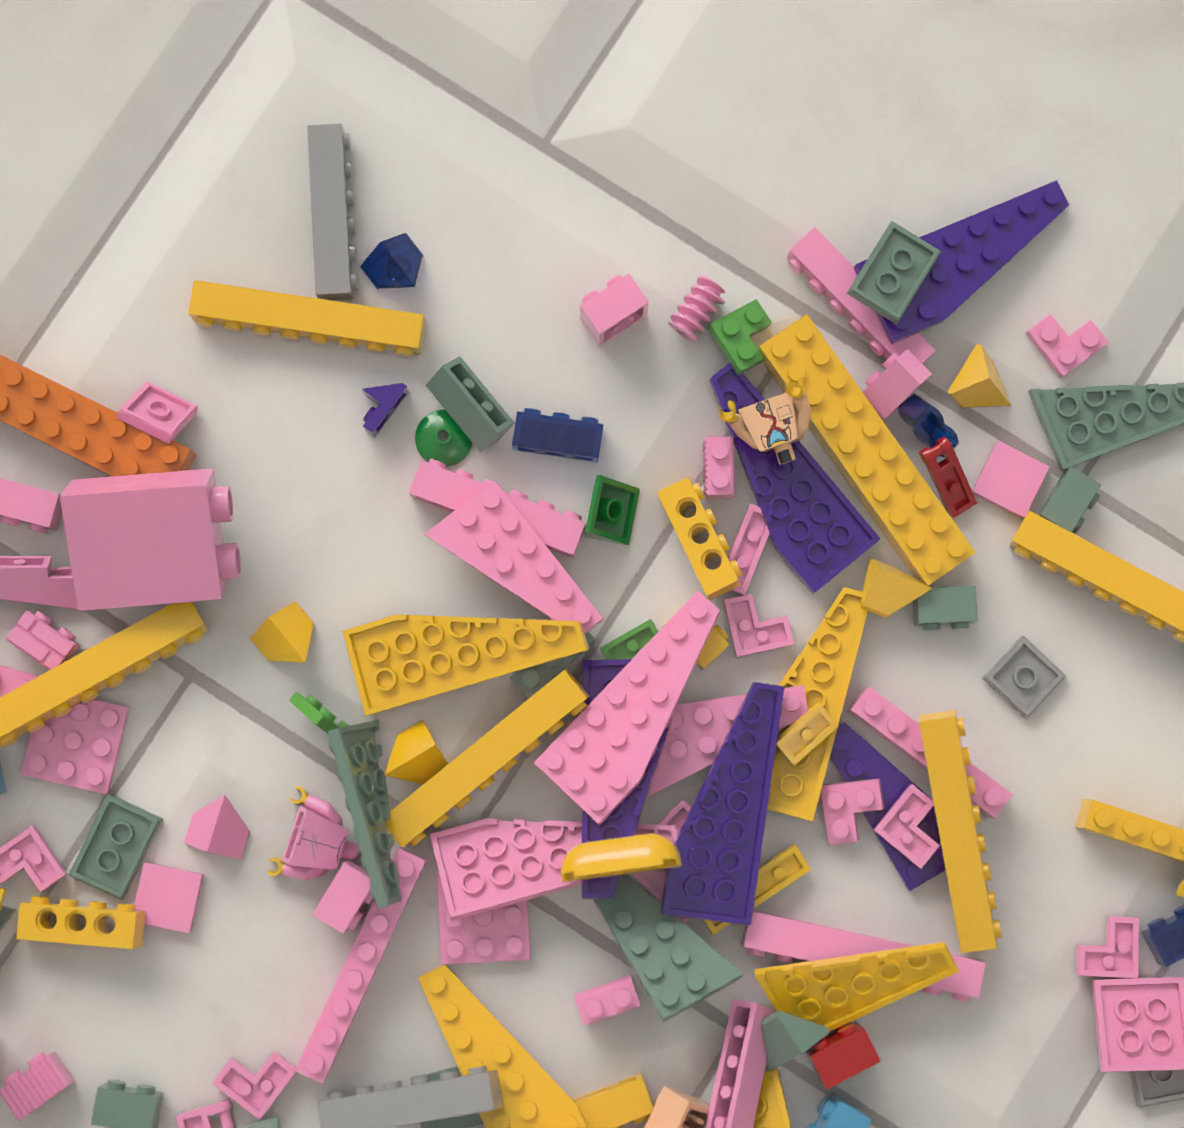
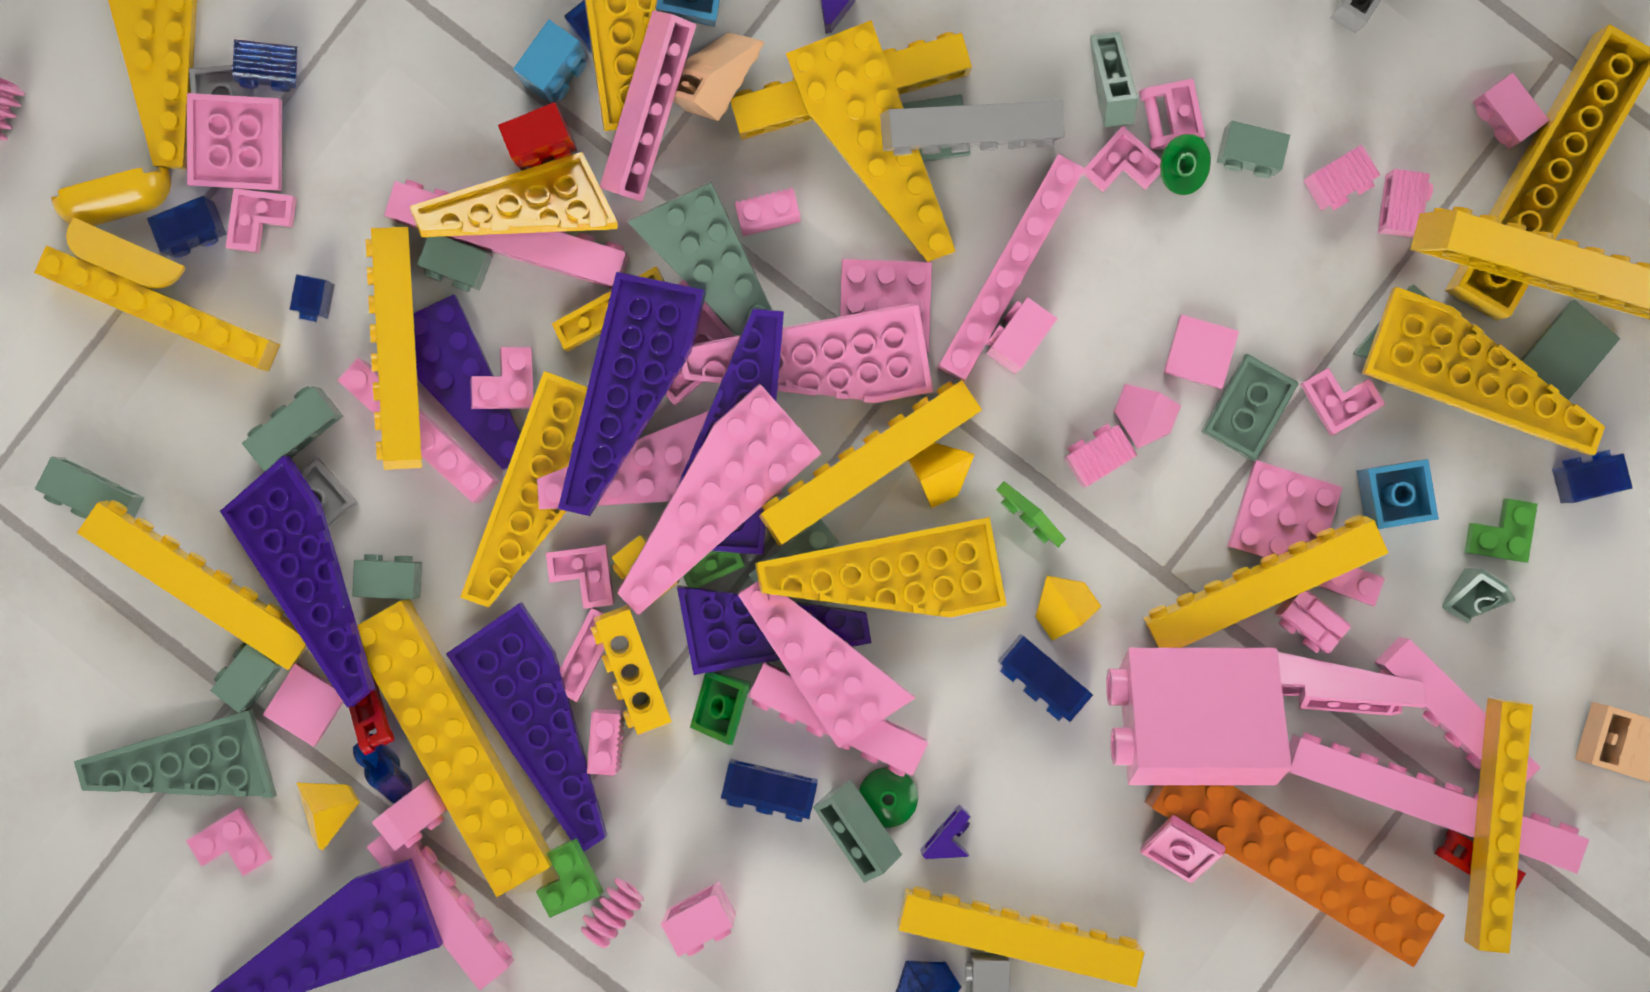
camera: 170 degrees left, 5 degrees up
(35, 926) = (1334, 333): yellow brick -> none
(185, 1081) = (1194, 162): none -> green dish
(260, 785) = (1099, 455): none -> bright pink brick
(301, 562) = (1044, 679): none -> clear blue brick
(315, 840) = (1049, 394): bright pink torso -> none
(368, 804) = (992, 423): sand green wing -> none
(611, 579) = (727, 637): none -> dark purple wing
(619, 857) = (741, 349): yellow brick -> none
(773, 422) = (542, 785): light nougat torso -> none
(789, 1037) = (588, 157): sand green slope -> none
(806, 733) = (541, 459): yellow plate -> none
(889, 589) = (441, 601): yellow slope -> none
(893, 272) = (399, 934): sand green tile -> none
(901, 828) = (455, 357): bright pink plate -> none
(911, 922) = (454, 261): none -> sand green brick
(1037, 625) = (293, 551): none -> dark purple wing
(1048, 874) = (311, 298): none -> clear blue brick
(1053, 744) = (292, 427): none -> sand green brick
(1120, 1105) = (265, 65): none -> clear blue brick

